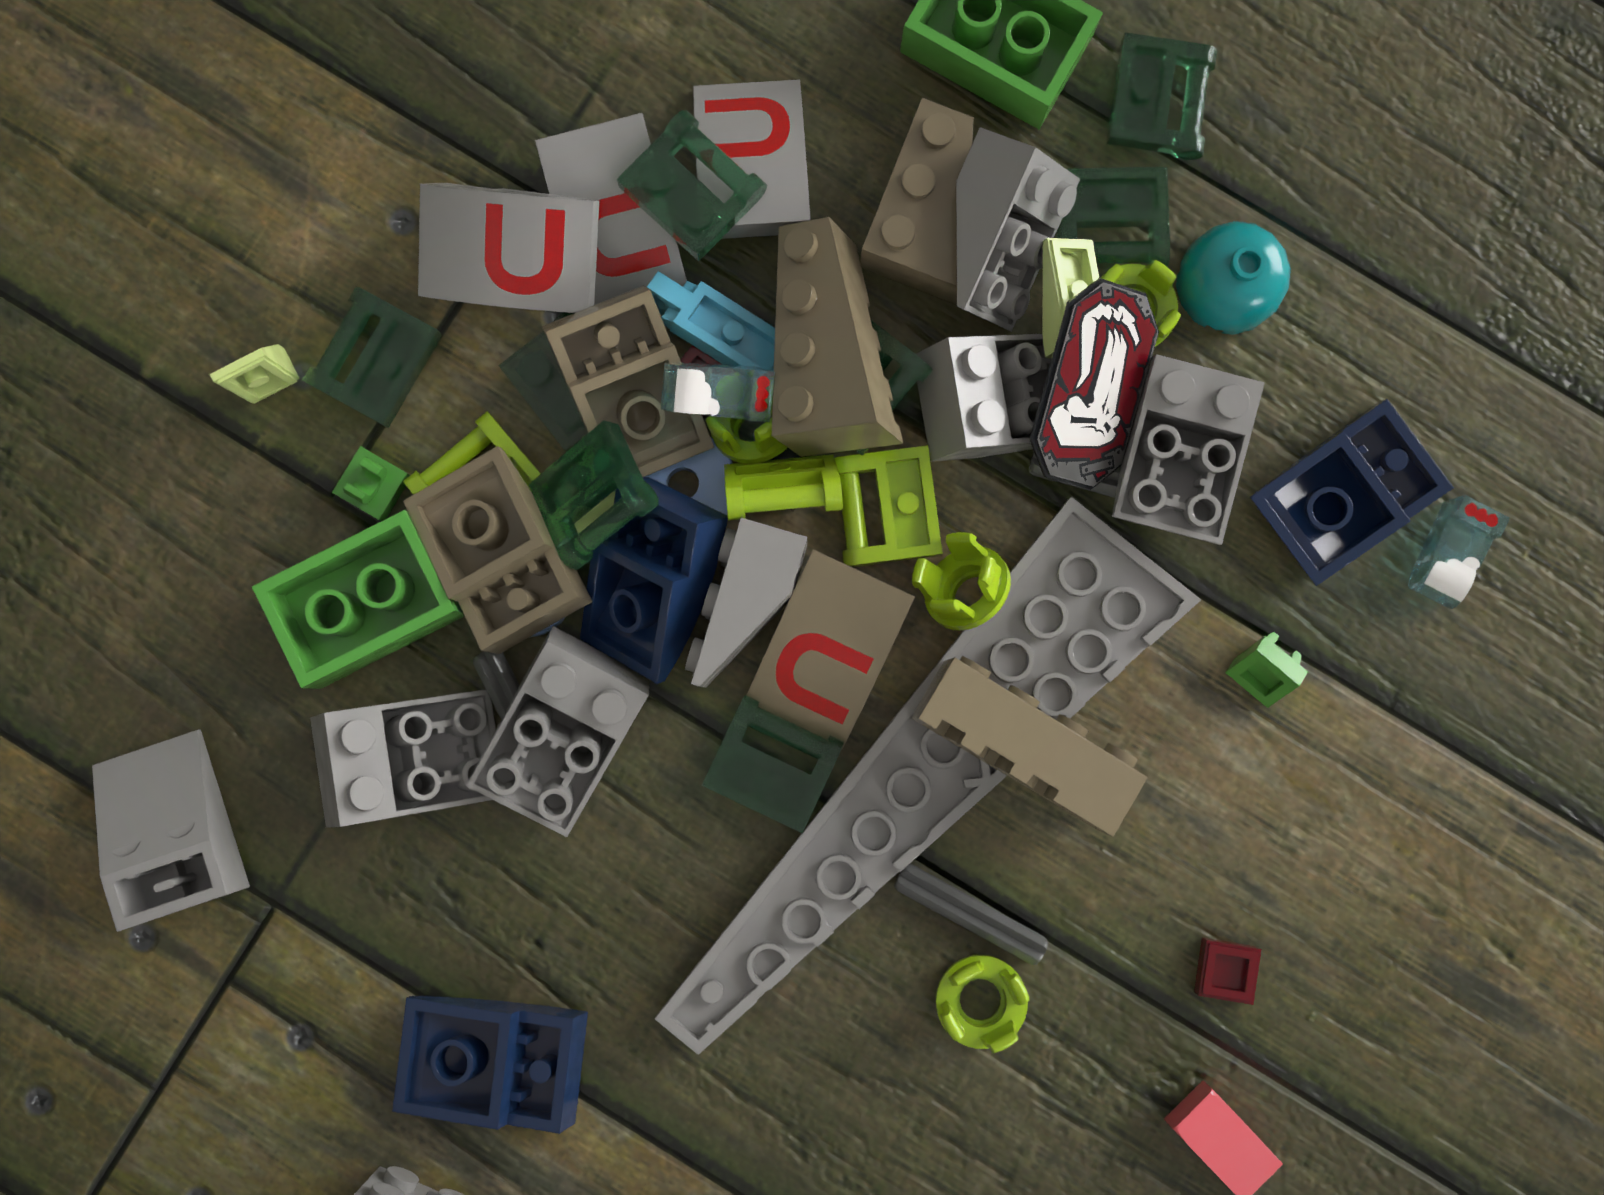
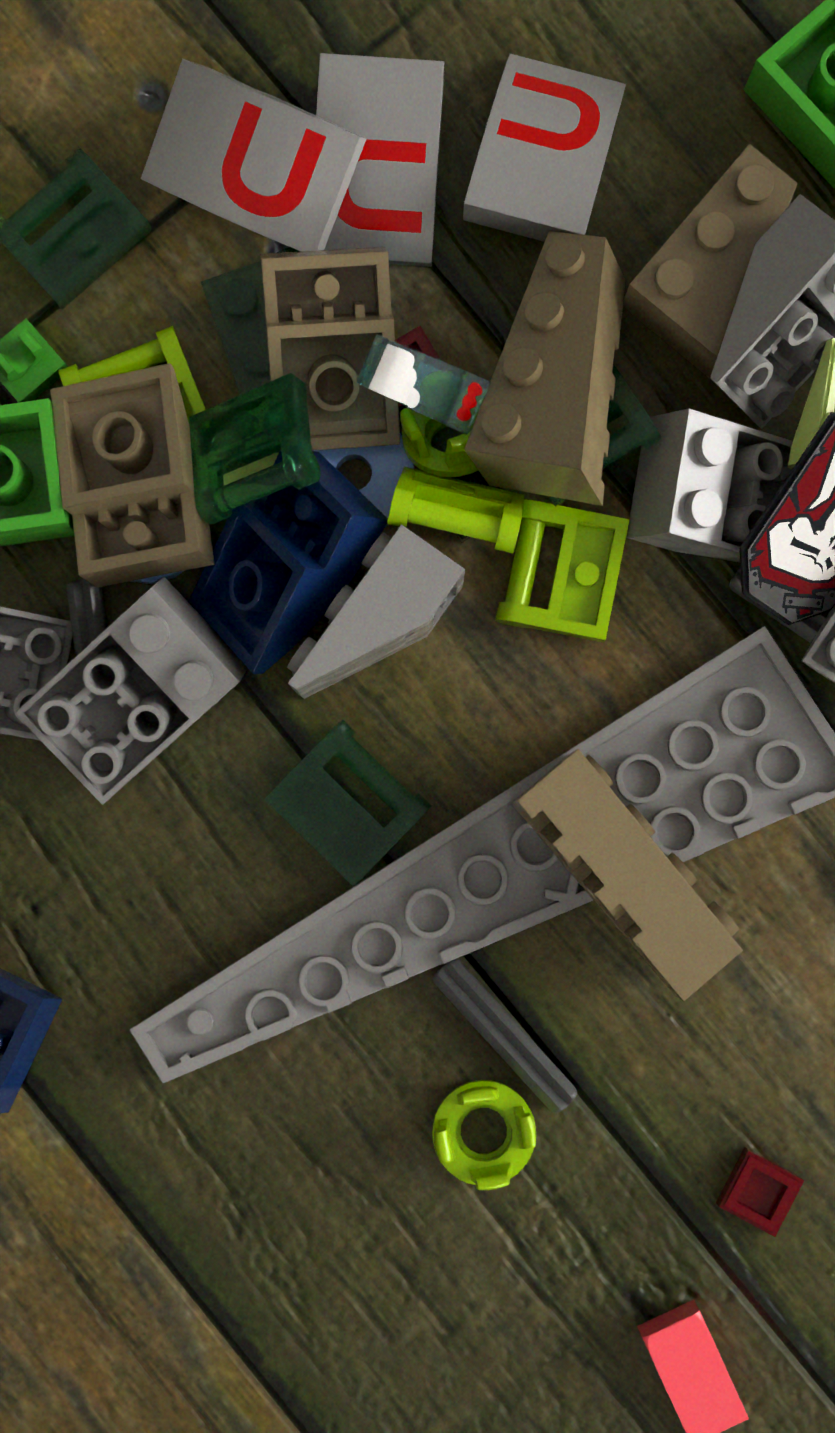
camera: 25 degrees right, 0 degrees up
(678, 198) = (452, 165): clear green plate -> none
(714, 323) = (444, 311): medium azure hinge -> none
(829, 647) = (450, 698): dark tan slope -> none
(942, 581) = (627, 658): lime piece -> none

